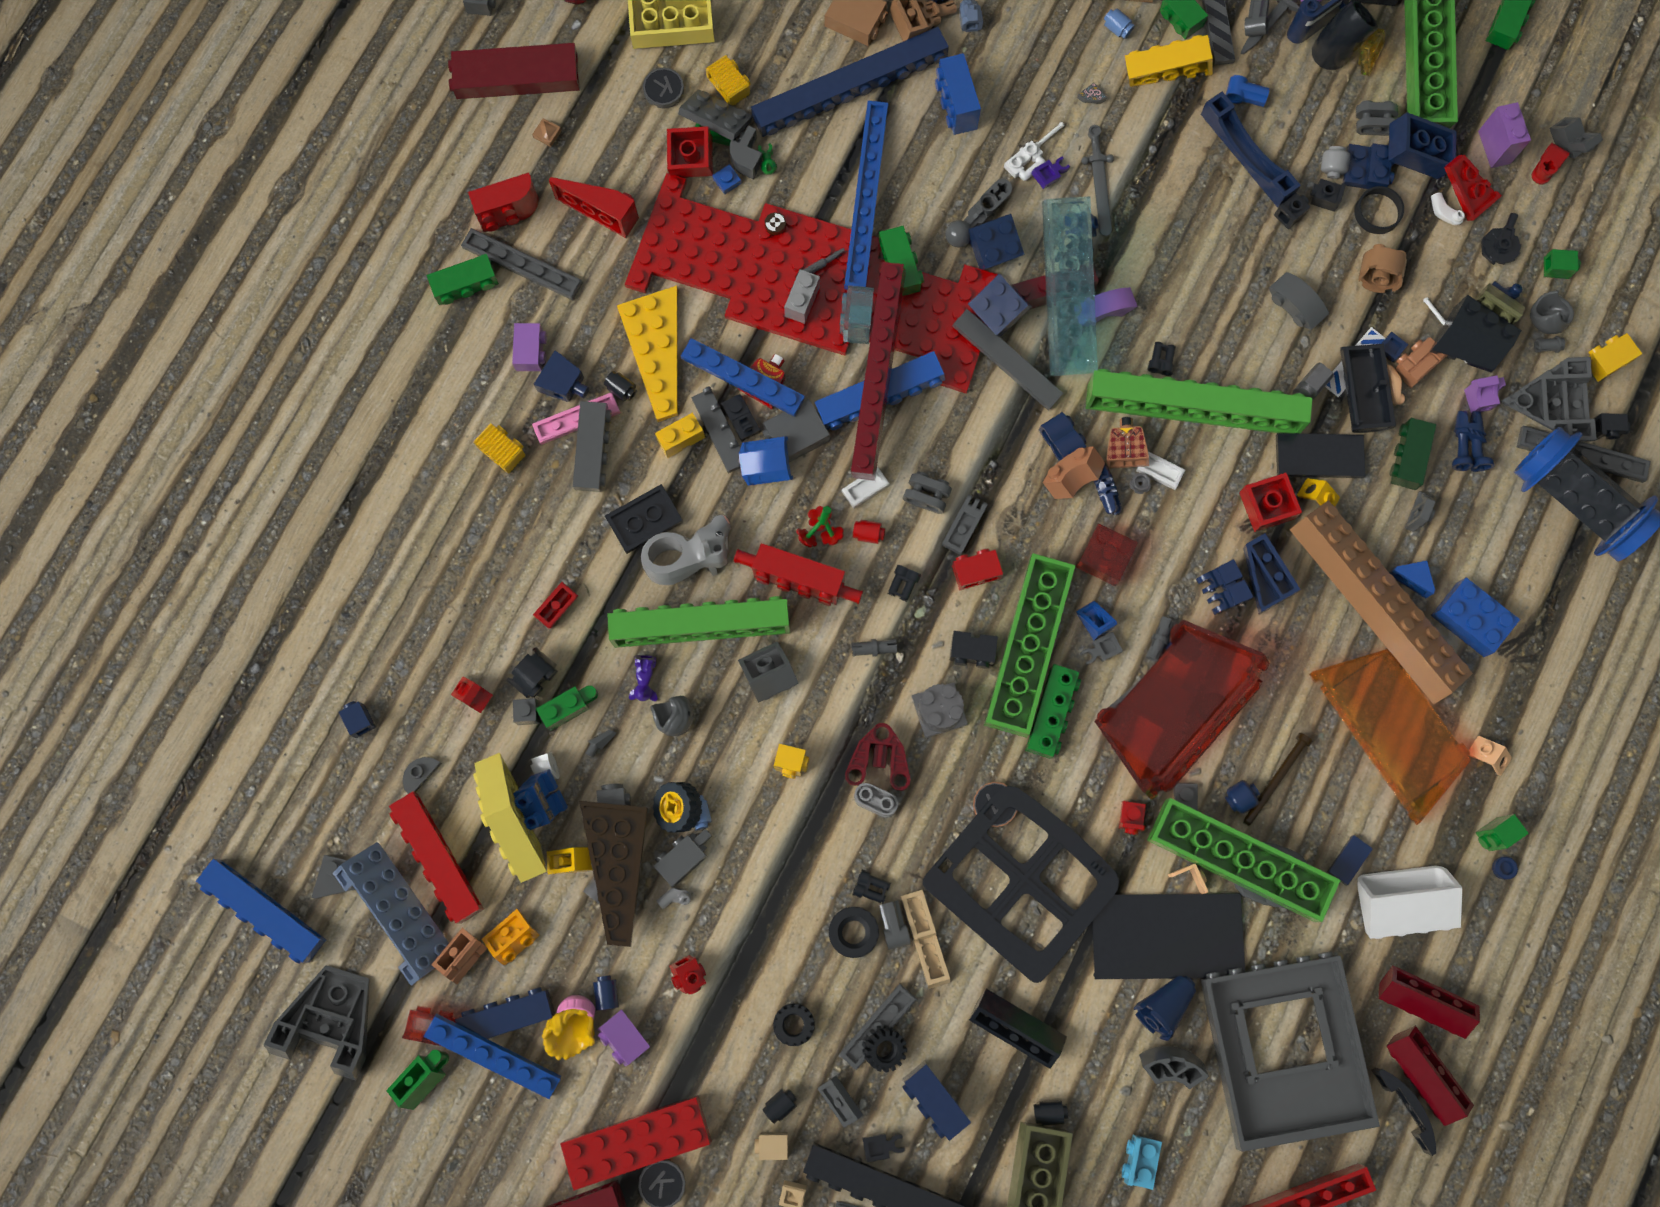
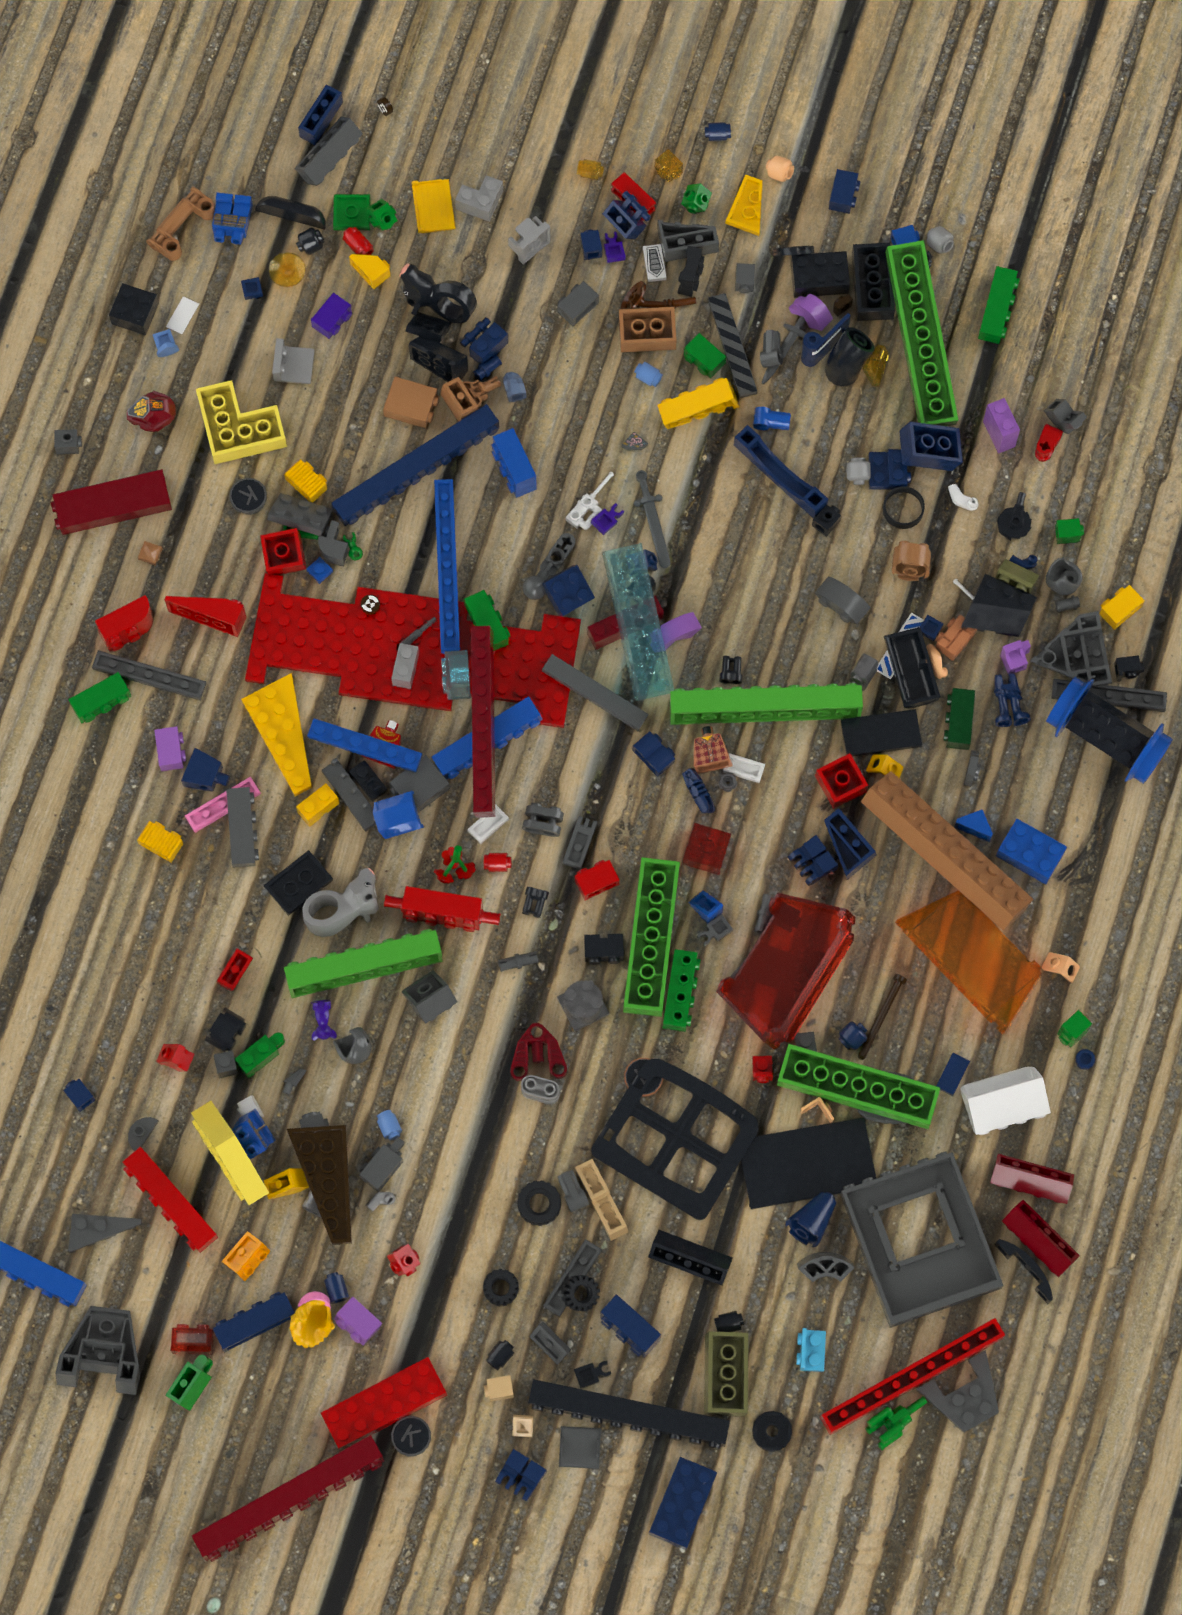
camera: 10 degrees left, 5 degrees down
(395, 909) = (145, 1248): sand blue bracket -> none
(459, 956) = (206, 1276): nougat brick -> none
(492, 1056) = (250, 1353): blue plate -> none
(620, 386) = (257, 770): black brick -> none
(677, 807) = (370, 1122): black wheel -> none
(791, 761) = (462, 1067): yellow brick -> none
(863, 883) = (540, 1163): black piece -> none
(1000, 305) = (580, 646): dark blue brick -> none
(1074, 472) = (667, 782): nougat brick -> none
(1327, 194) = (858, 506): black brick -> none
(1375, 117) = (888, 424): dark grey brick -> none
(1470, 188) = (978, 476): red wing -> none

